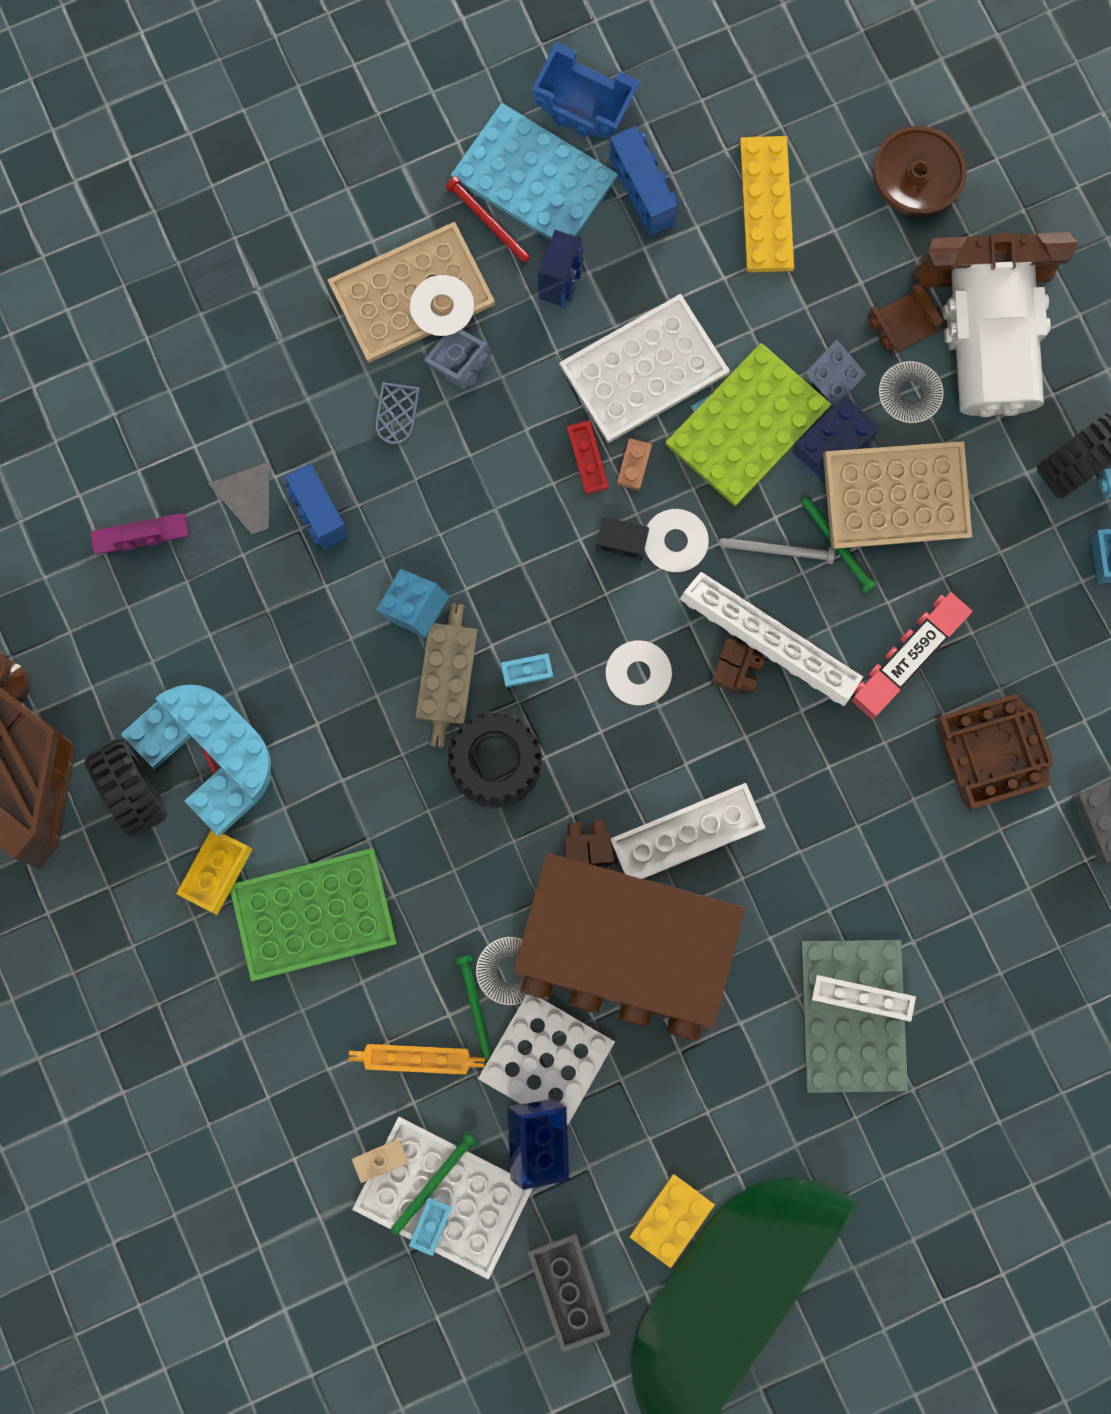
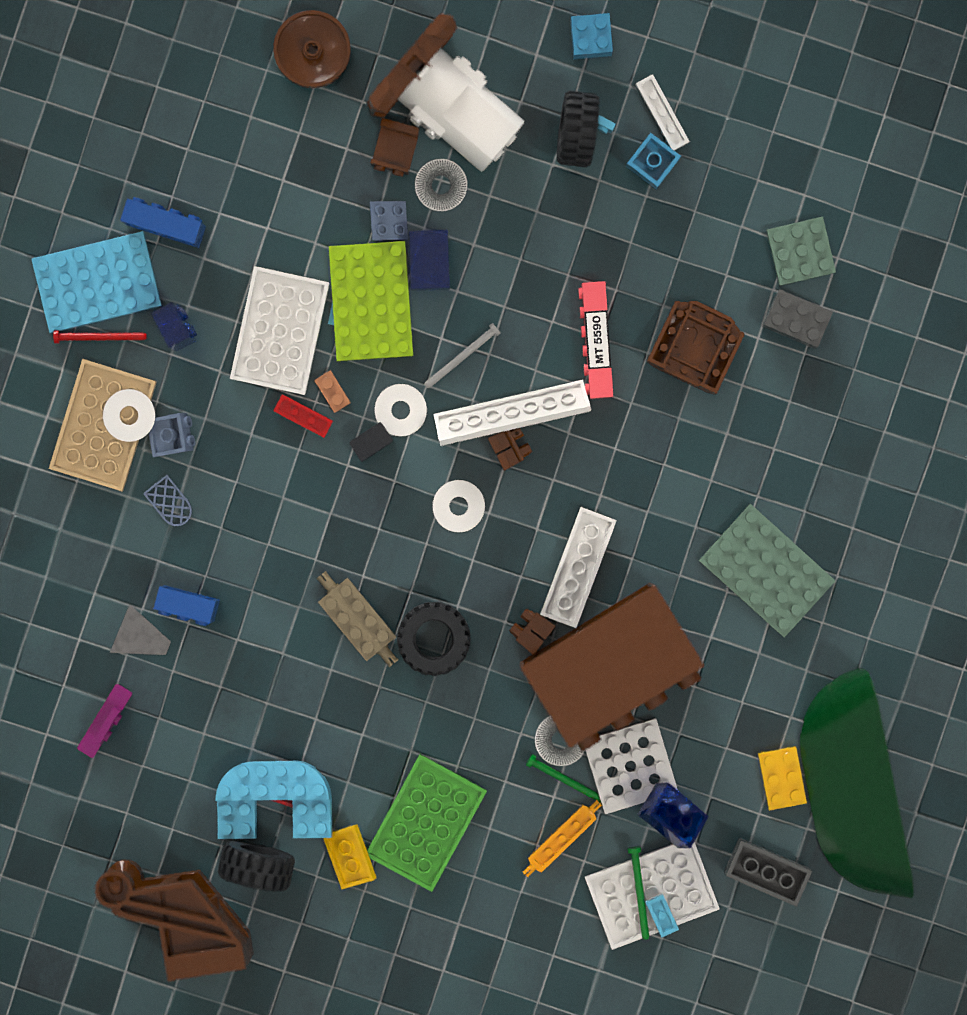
camera: 45 degrees left, 10 degrees up
(380, 1160) = (600, 910): tan plate -> none
(412, 602) = (297, 601): dark azure brick -> none
(527, 670) = (397, 570): medium azure plate -> none
(581, 96) = (74, 207): blue cylinder -> none
(766, 204) = (245, 158): yellow plate -> none
(863, 998) = (763, 558): white plate -> none
(867, 584) = (493, 318): green bar -> none
(897, 494) = (497, 258): tan plate -> none

